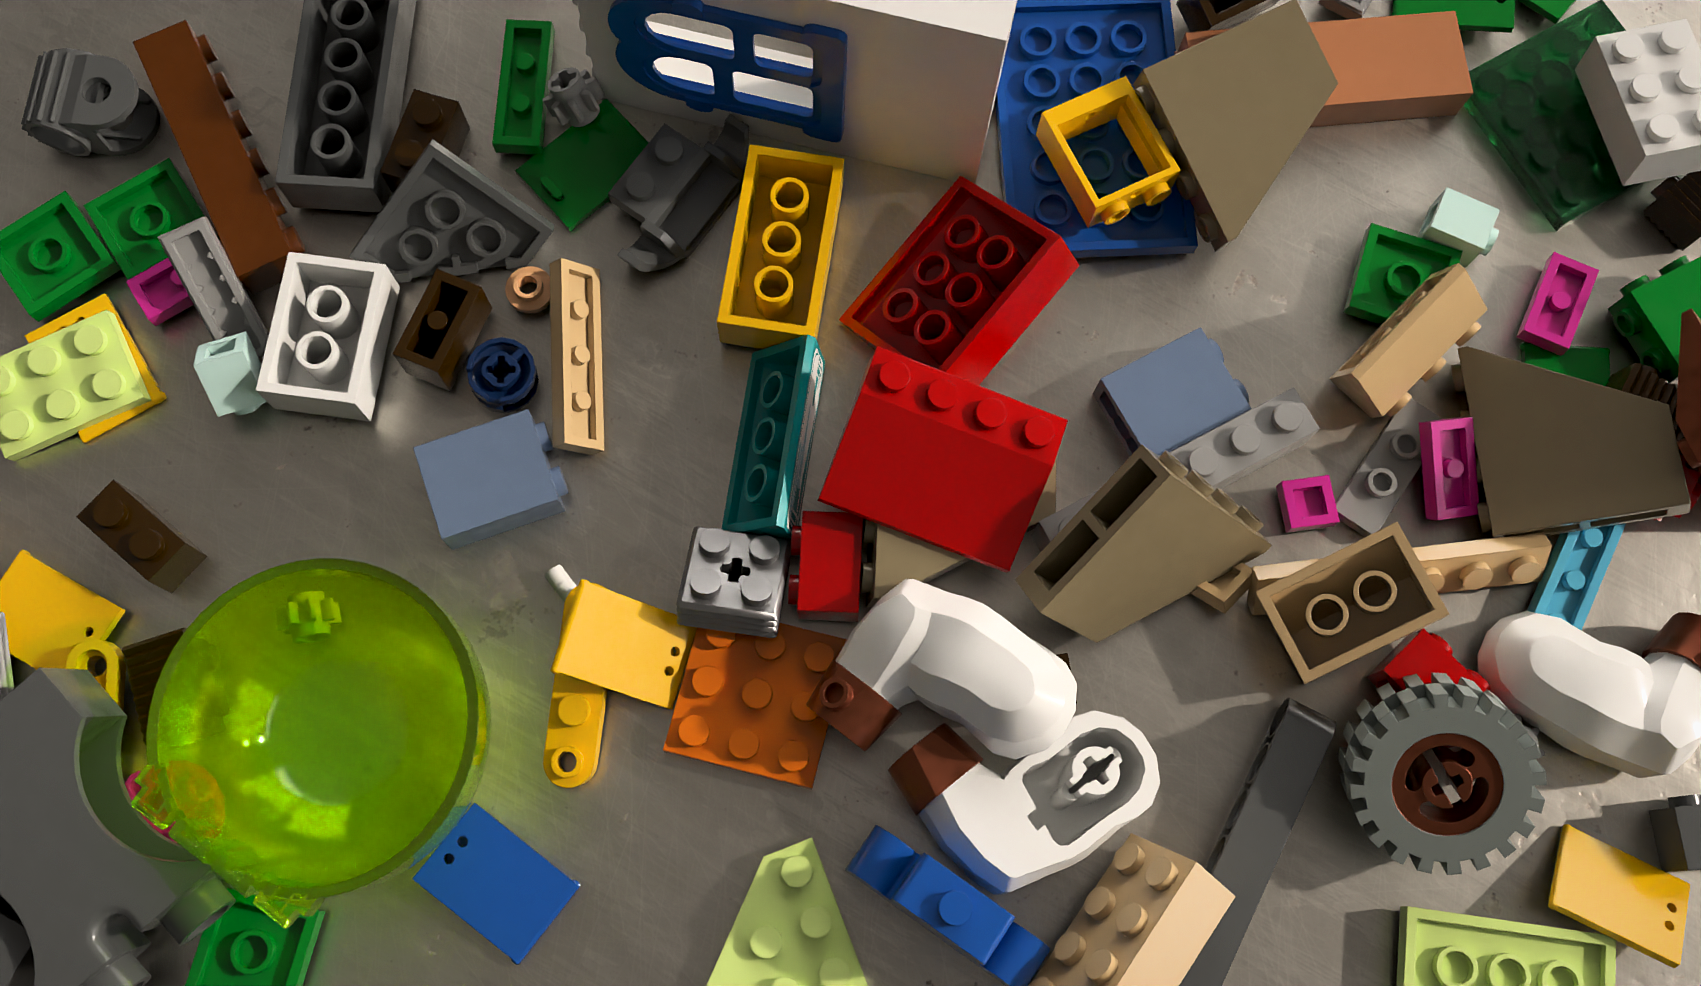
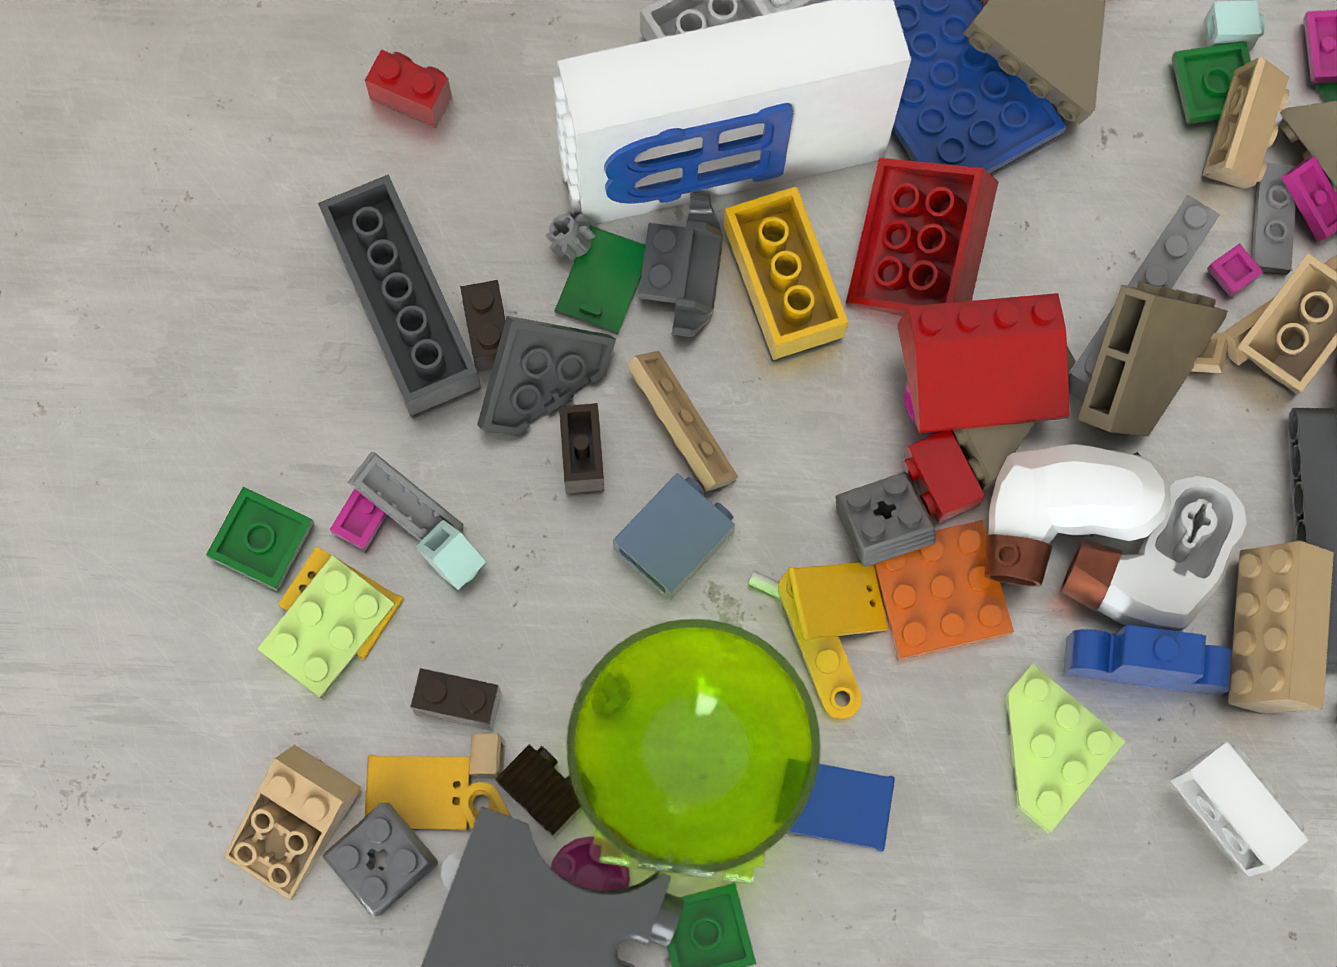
camera: 25 degrees left, 0 degrees up
(80, 98) = (207, 420): dark grey piece -> none
(140, 616) = (486, 755): none -> tan brick
(141, 211) = (314, 477): green plate -> none
(218, 154) = (336, 403): reddish brown brick -> none
(328, 336) = (504, 493): white brick -> none
(502, 374) = (637, 460): dark blue wheel -> none
(522, 86) = (527, 245): green plate -> none
(531, 302) = (618, 401): light nougat plate -> none
(775, 439) = (851, 409): teal slope -> none
(1088, 111) = (988, 66): yellow window -> none
(1171, 395) = (1107, 244): sand blue brick -> none

